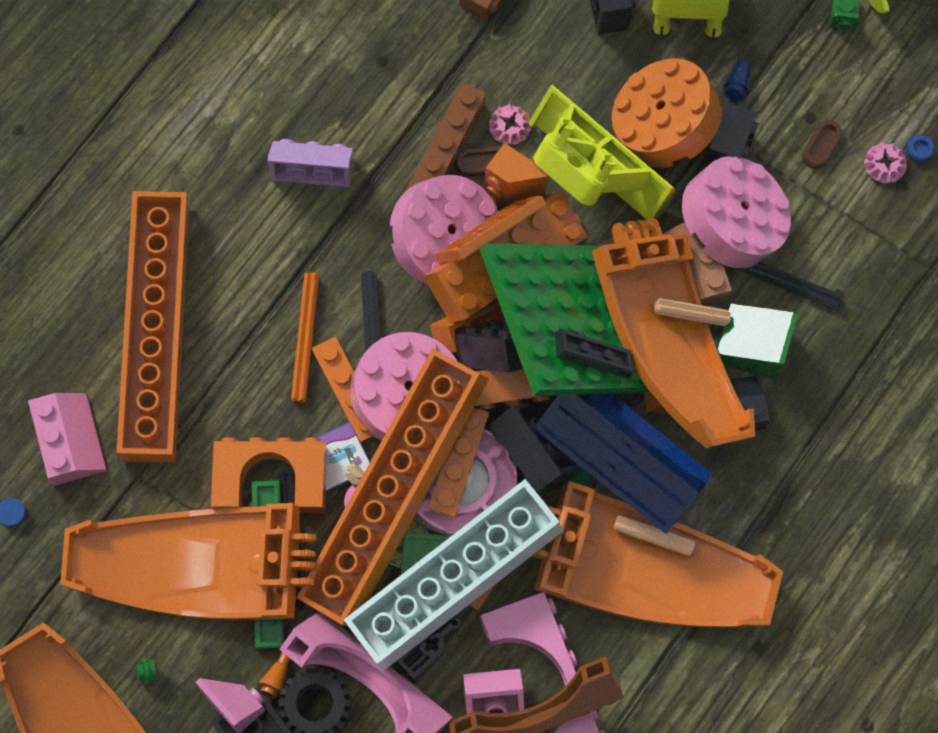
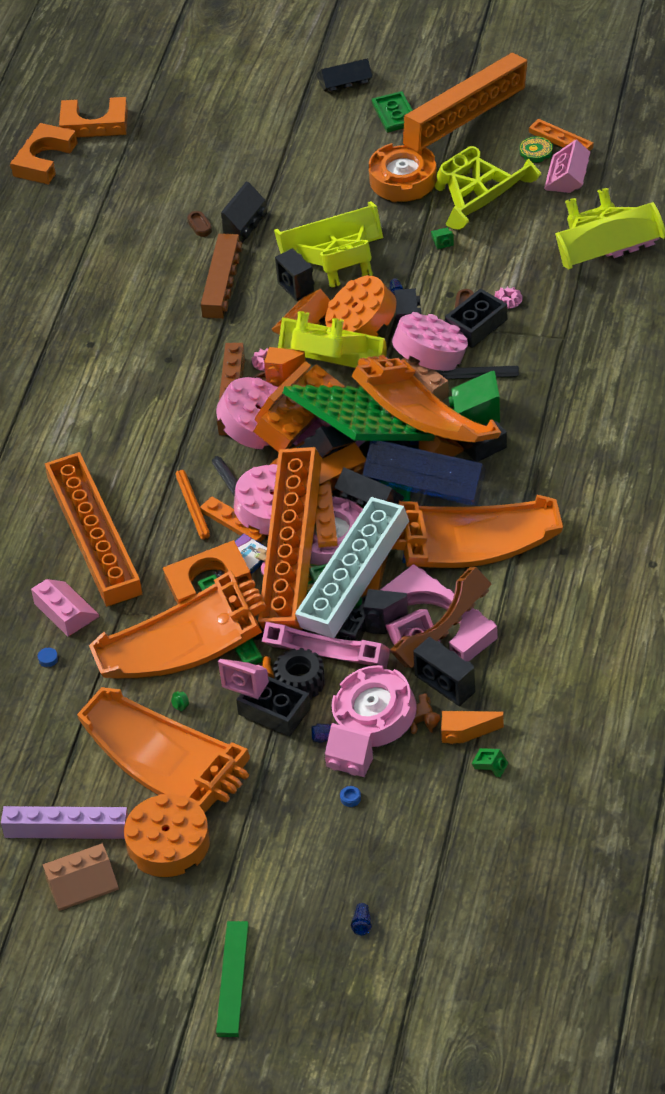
camera: 15 degrees left, 25 degrees down
(310, 163) = (151, 418): lavender slope -> none
(468, 654) = (383, 608): none -> black slope
(593, 70) = (314, 303): none -> orange slope
(593, 353) = (380, 417): black tile -> none
(654, 535) = (467, 515): light nougat axle -> none
(692, 312) = (429, 395): light nougat axle -> none
(824, 187) = (478, 316): none -> black brick
(920, 149) = (525, 284): blue tile -> none

